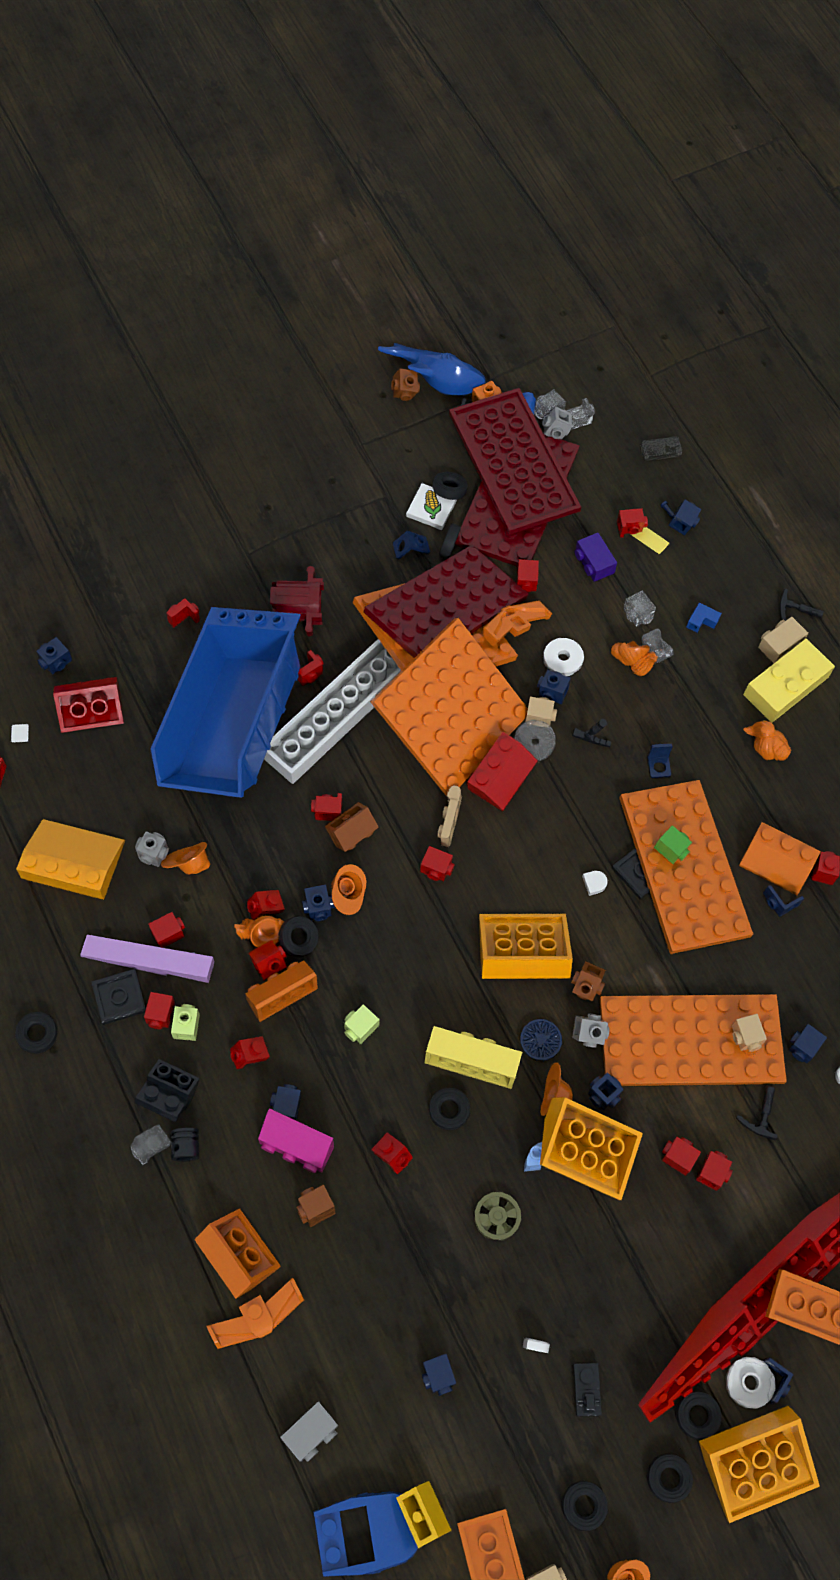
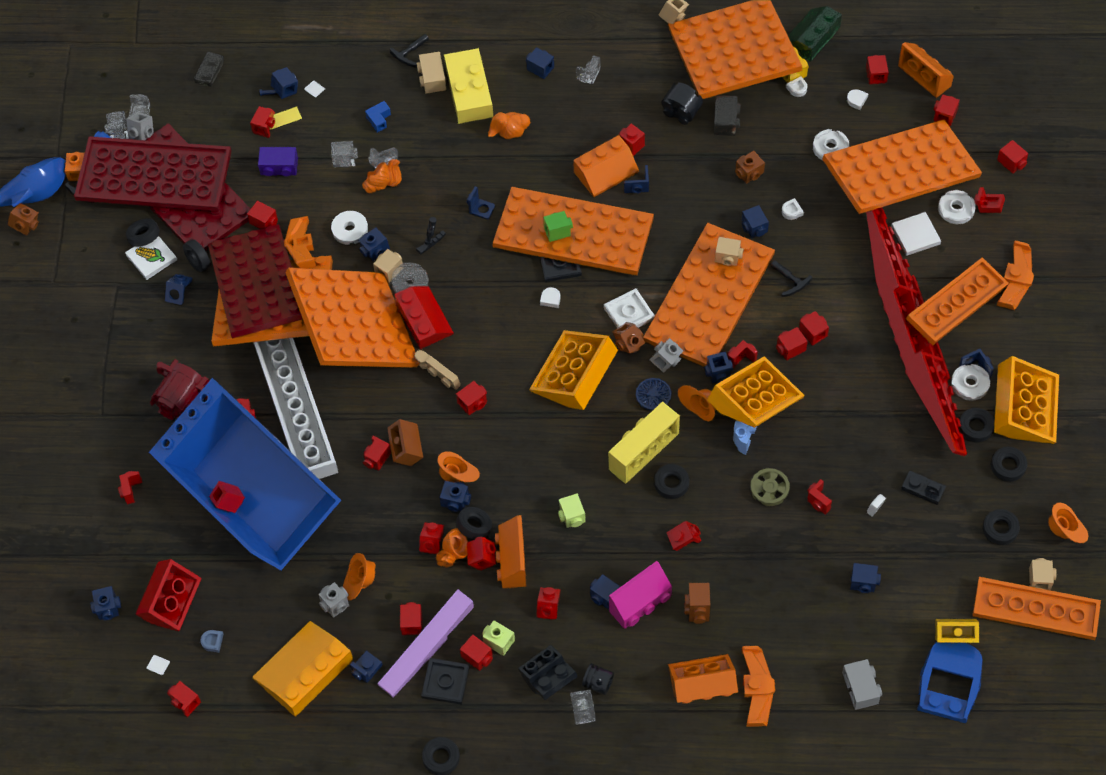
camera: 55 degrees left, 5 degrees down
(63, 765) = (212, 640): none -> sand blue tile
(97, 914) = (365, 667): none -> dark blue bracket
(203, 698) = (227, 496): none -> red brick
(505, 1278) = (817, 499): none -> red bracket
(625, 967) = (629, 308): none -> white tile
(636, 1103) = (743, 349): none -> red bracket
(698, 547) = (314, 88): none -> white sticker

